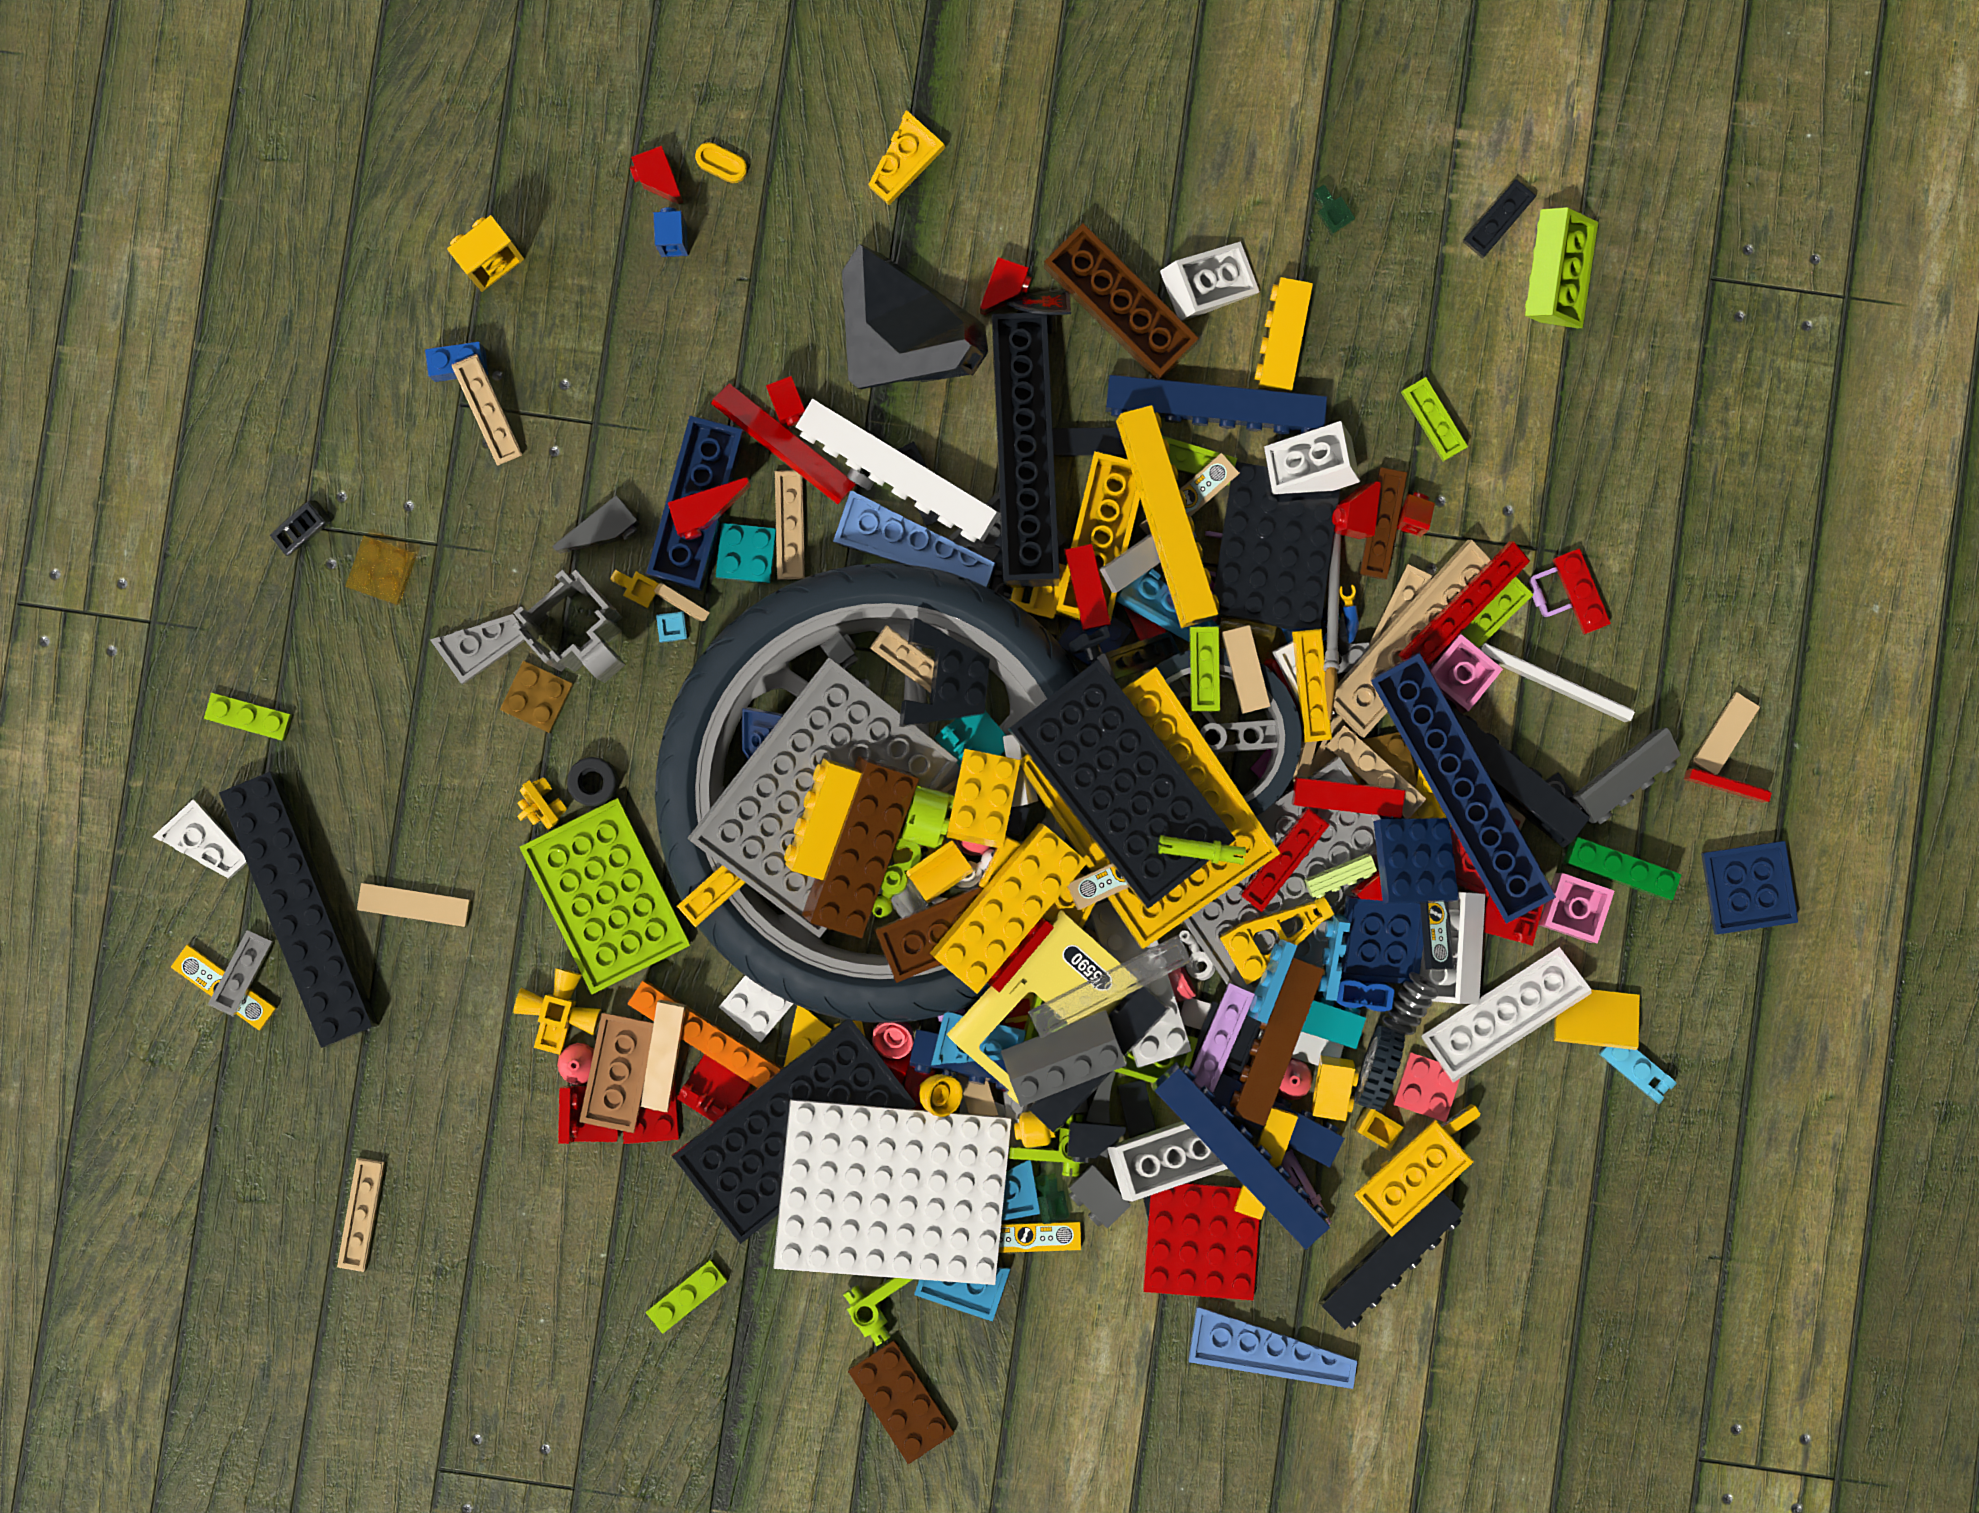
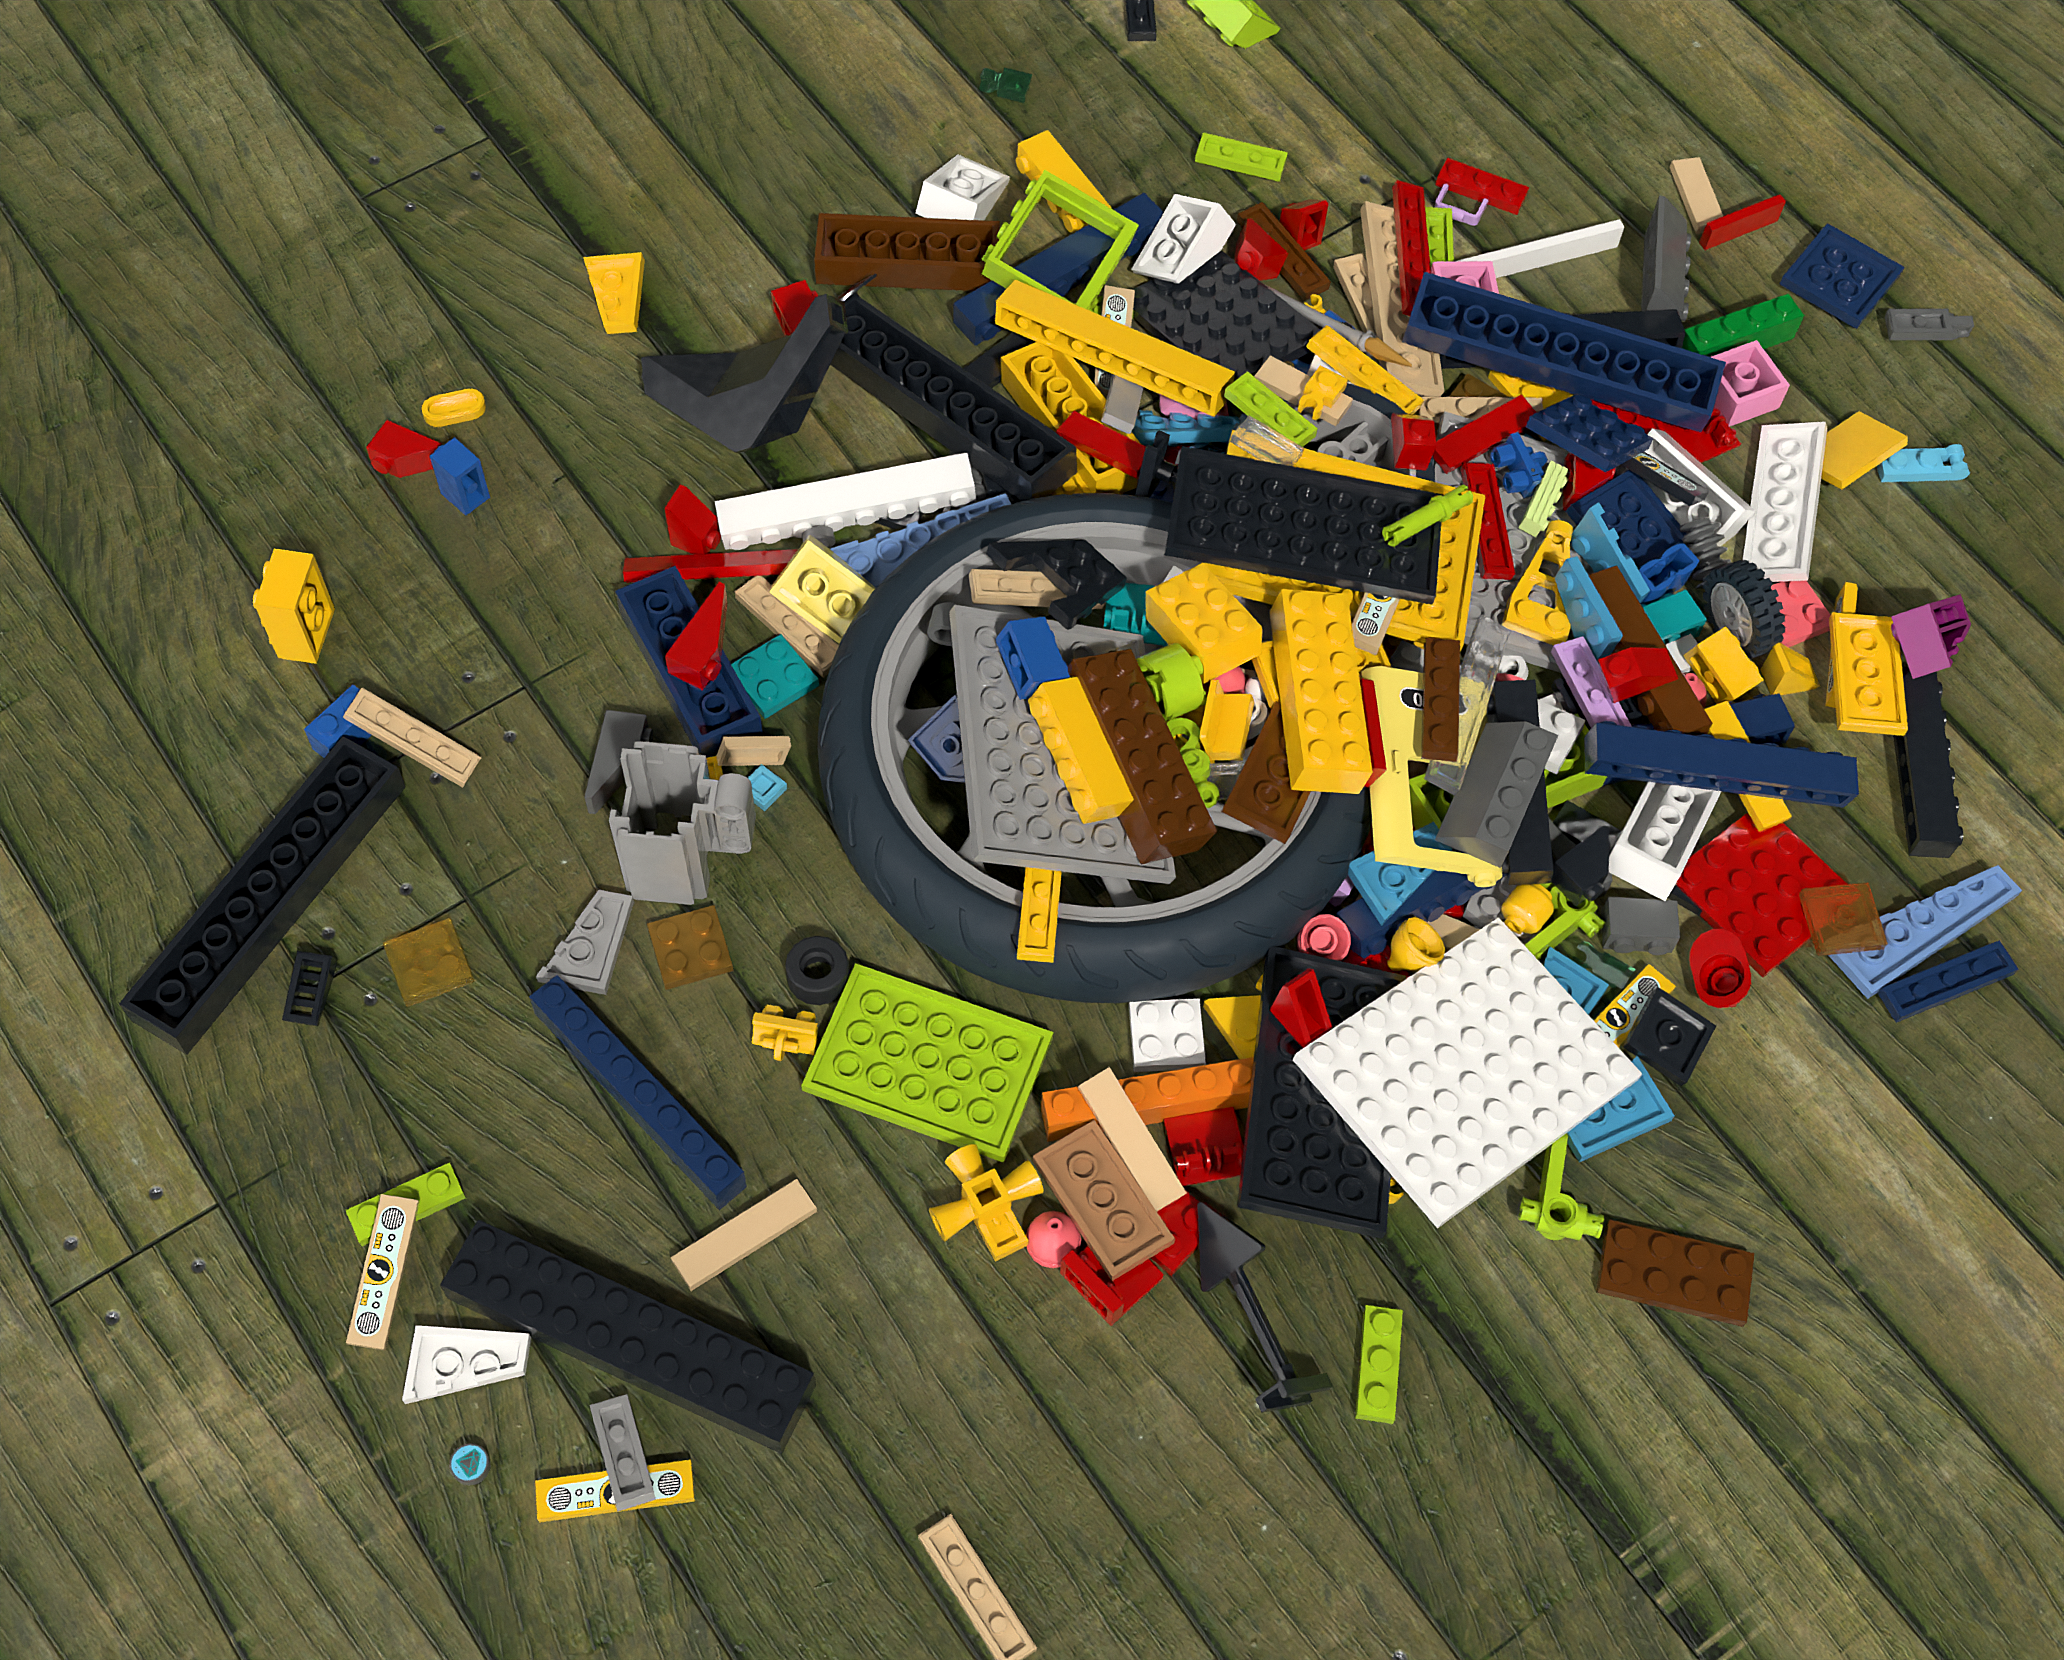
camera: 50 degrees left, 25 degrees down
(162, 903) = (470, 1464): none -> tile
(201, 750) = (382, 1272): none -> tile
(320, 444) = (263, 896): none -> black brick
(425, 766) = (638, 1092): none -> dark blue brick
(657, 1167) = (1223, 1254): none -> black piece
(821, 1080) = (1302, 1008): none -> red slope
(822, 527) = (822, 588): none -> light yellow slope
(848, 736) = (1030, 654): none -> blue brick
(1040, 1275) = (1669, 1036): none -> black plate
(1087, 973) = (1440, 700): none -> reddish brown plate
(1111, 1268) = (1720, 968): none -> red piece
(1164, 700) = (1266, 443): none -> clear tile
(1220, 1306) = (1843, 919): none -> clear orange plate
(1227, 443) = (1079, 205): none -> lime window
(1245, 1396) = (1947, 981): none -> dark blue plate
(1250, 1054) = (1636, 671): none -> red slope
(1254, 683) = (1322, 390): none -> yellow plate
(1278, 769) = (1412, 441): none -> red slope
(1339, 852) = (1523, 465): none -> blue hips
(1482, 1190) = (1931, 634): none -> magenta wedge
(1762, 975) = (1926, 324): none -> dark grey hinge

